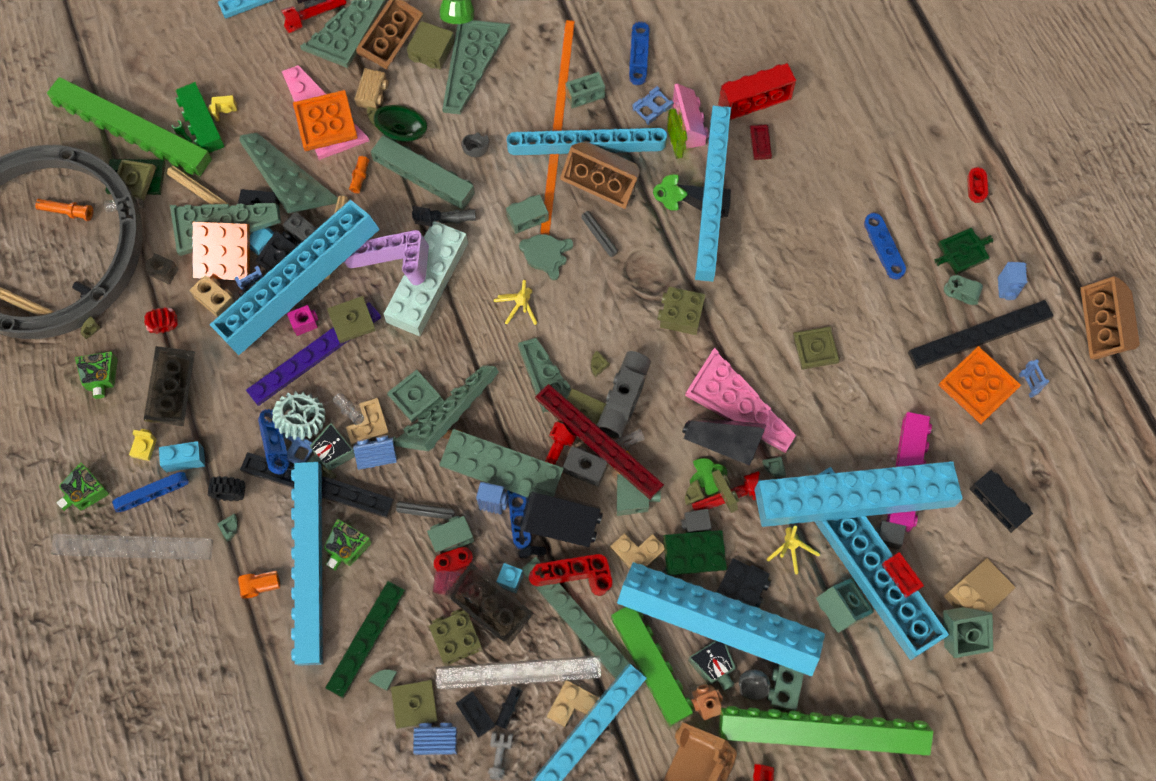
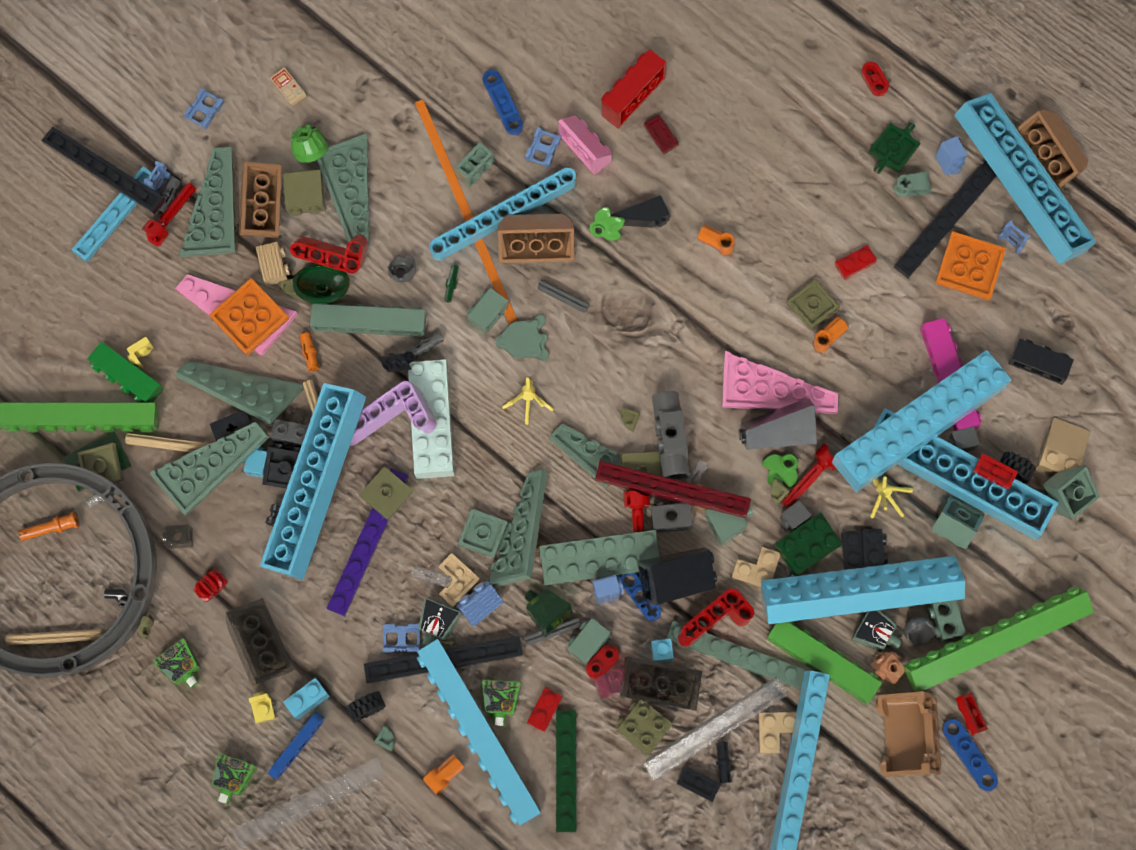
camera: 25 degrees left, 5 degrees up
(180, 130) = (113, 395): green hand -> none
(210, 299) = (242, 543): tan brick -> none
(221, 250) = (227, 491): plate -> none
(252, 277) = (275, 495): medium blue piece -> none
(273, 443) = (382, 642): blue plate -> none
(295, 422) = (391, 615): light aqua gear -> none
(302, 327) = (340, 525): dark pink brick -> none
(378, 575) = (544, 710): none -> red plate
(383, 678) = (601, 796): sand green tile -> none
(414, 704) = (640, 804): olive plate -> none
(423, 105) = (306, 247): none -> red beam
(429, 489) = (547, 610): none -> clear green torso
(435, 740) = (677, 824): medium blue brick -> none
(496, 772) = (744, 822): light grey hinge -> none
(510, 177) = (451, 283): none -> dark green bar
(532, 550) = (667, 617): black tile -> none
(676, 134) = (582, 166): clear neon green plate -> none
(681, 310) = (677, 331): olive brick -> none
(712, 194) = (649, 208): medium azure brick -> none
(722, 484) = (800, 471): olive plate -> none
(759, 251) = (715, 239): none -> orange piece
(775, 466) = (834, 431): sand green tile -> none
(817, 380) = (830, 334): none -> orange piece
(875, 331) = (855, 262): none -> red plate
(884, 246) = (823, 178): blue plate -> none
(932, 586) = (1024, 467): none -> black tyre
(1071, 333) = (1025, 178): none -> medium azure brick

